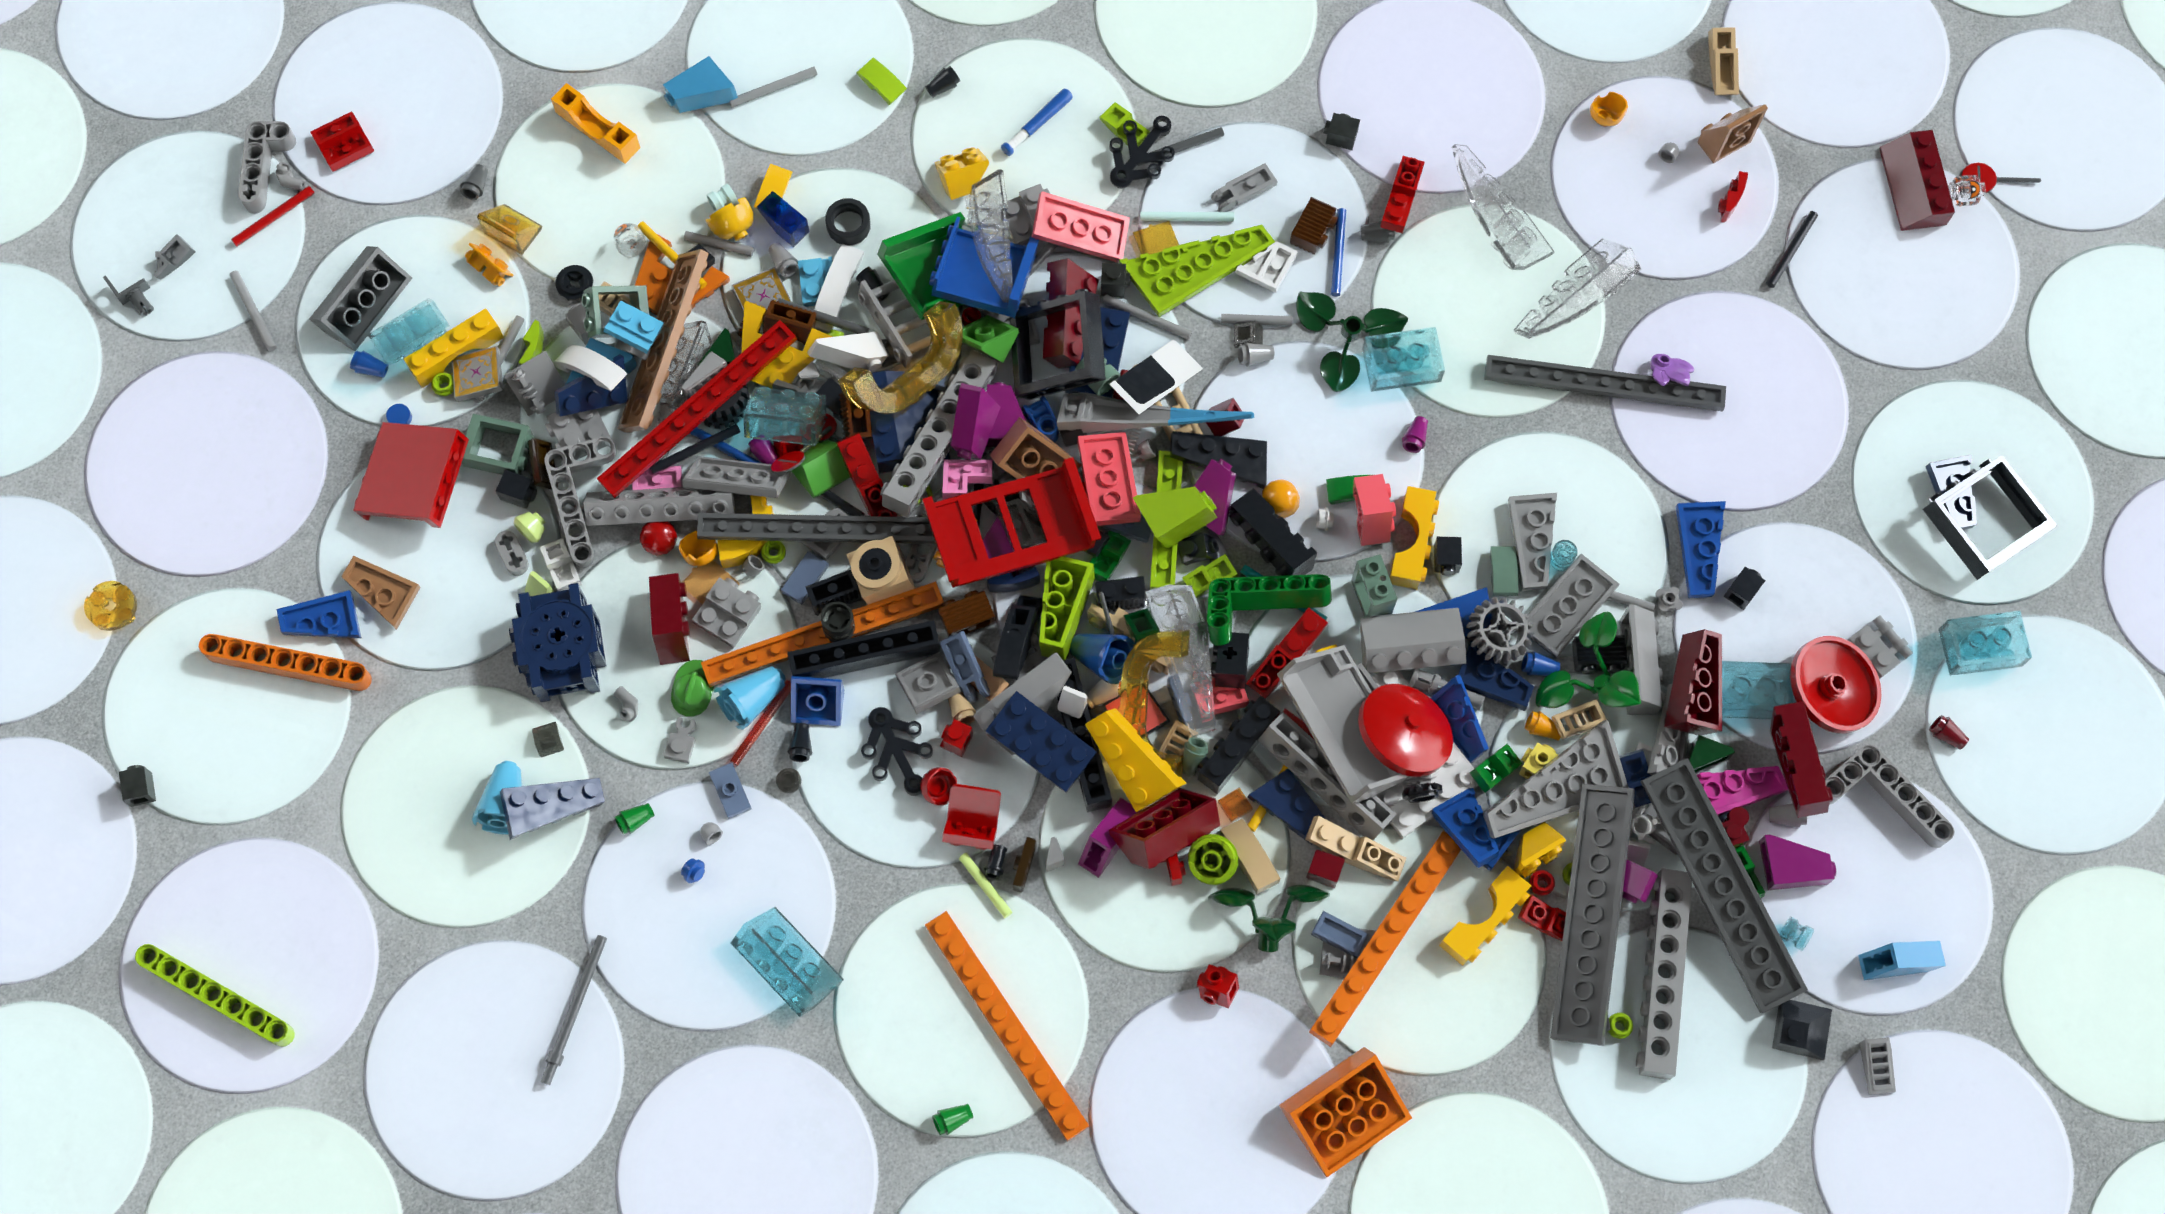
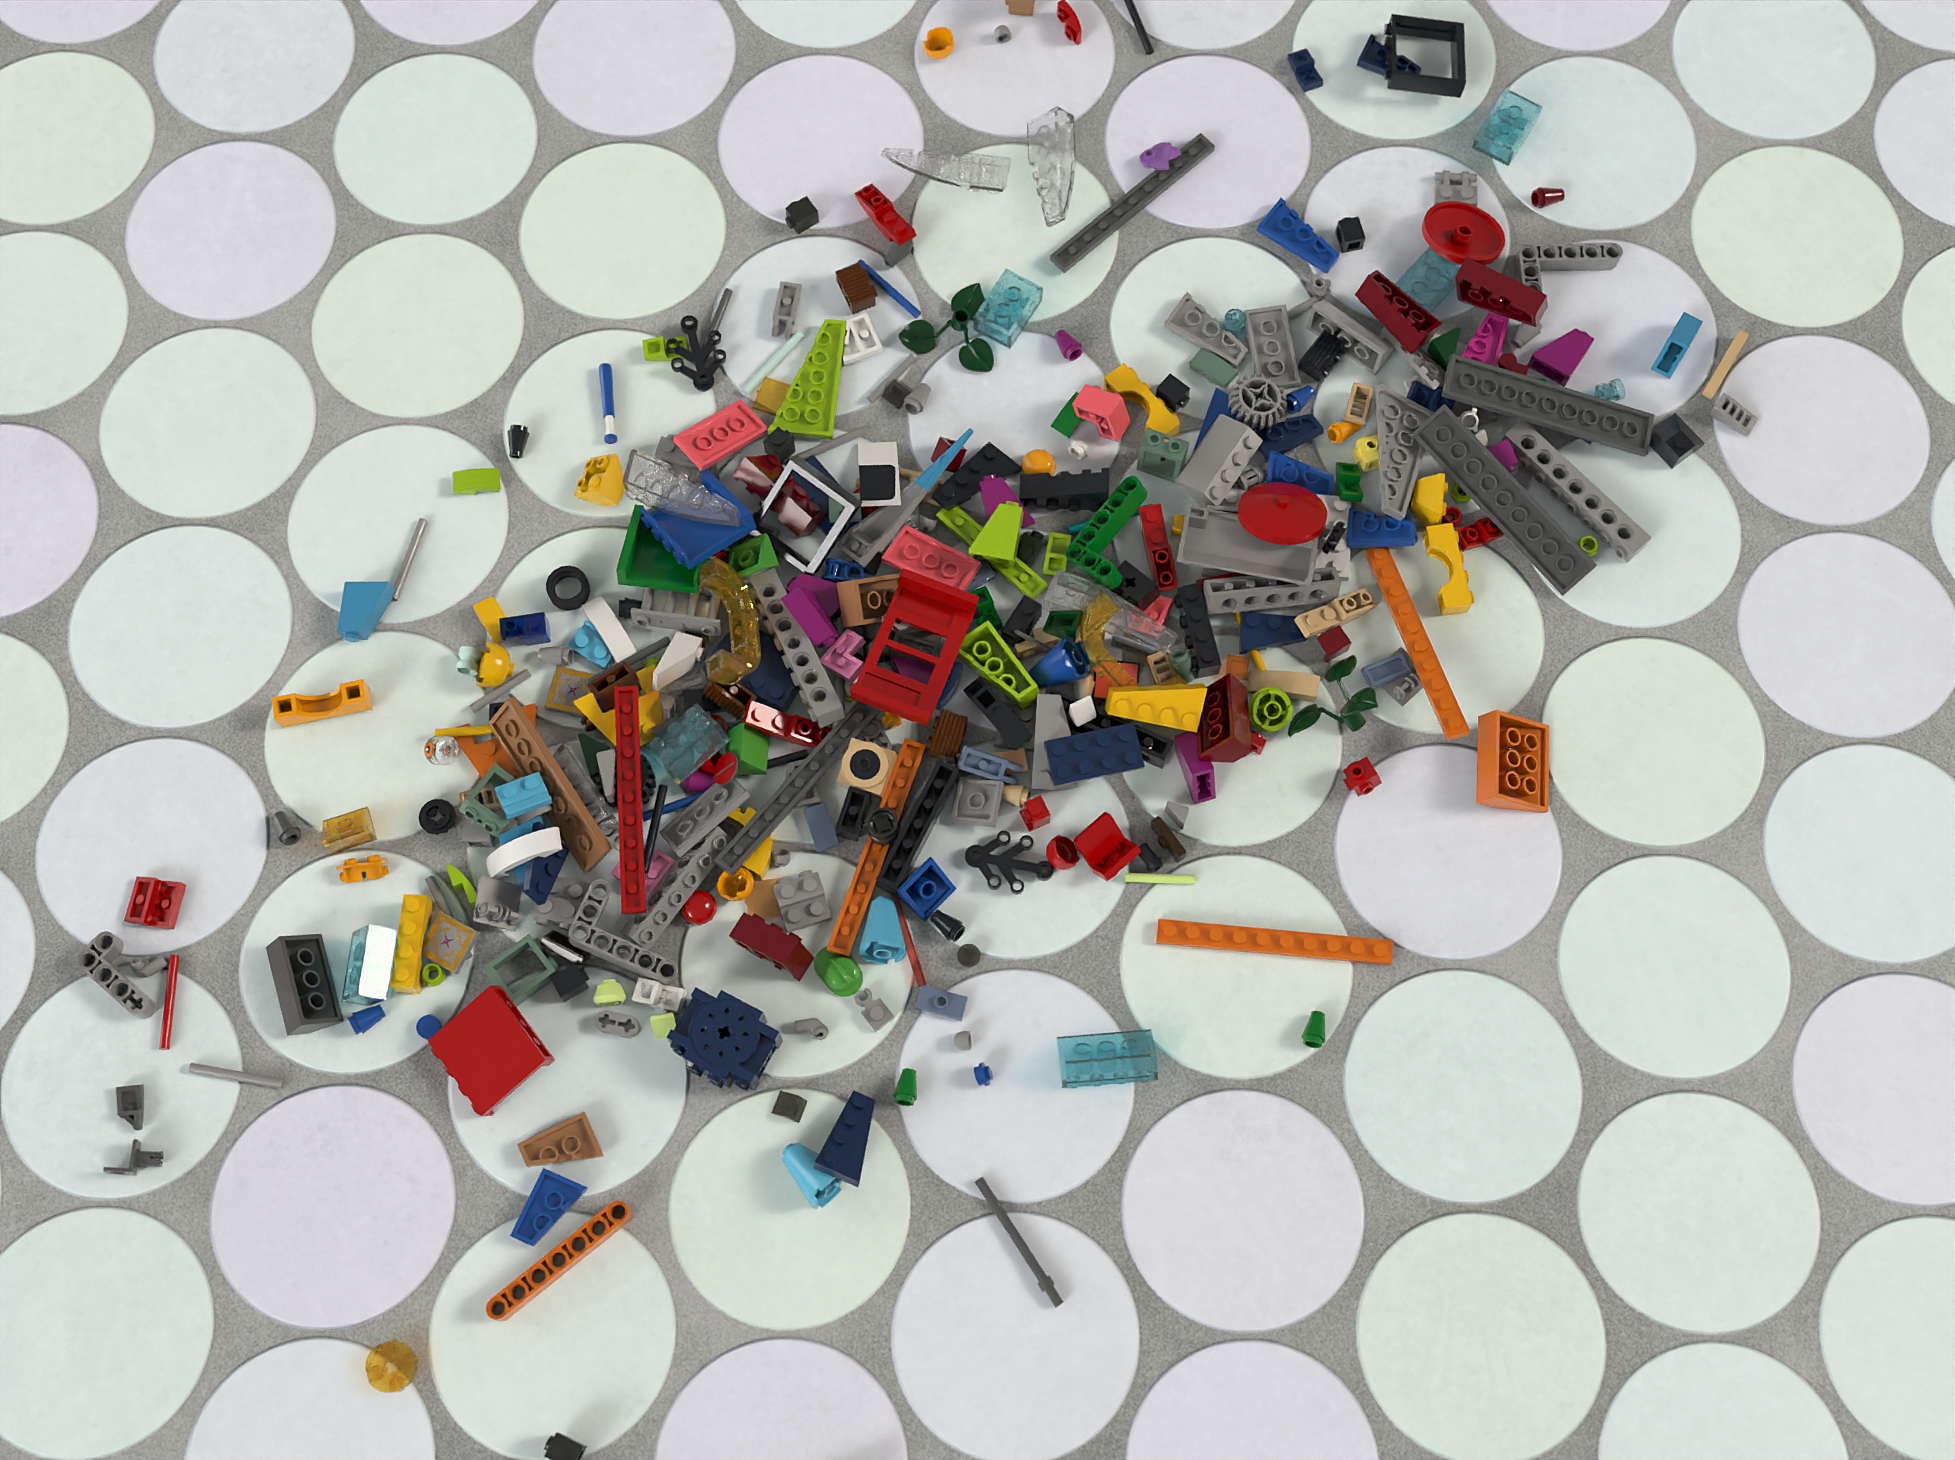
camera: 50 degrees left, 0 degrees up
(773, 545) = (783, 827): lime plate -> none
(1613, 691) = (1369, 357): green plant -> none
(1878, 427) = (1304, 70): none -> dark blue slope
(1923, 1019) = (1725, 364): none -> tan beam

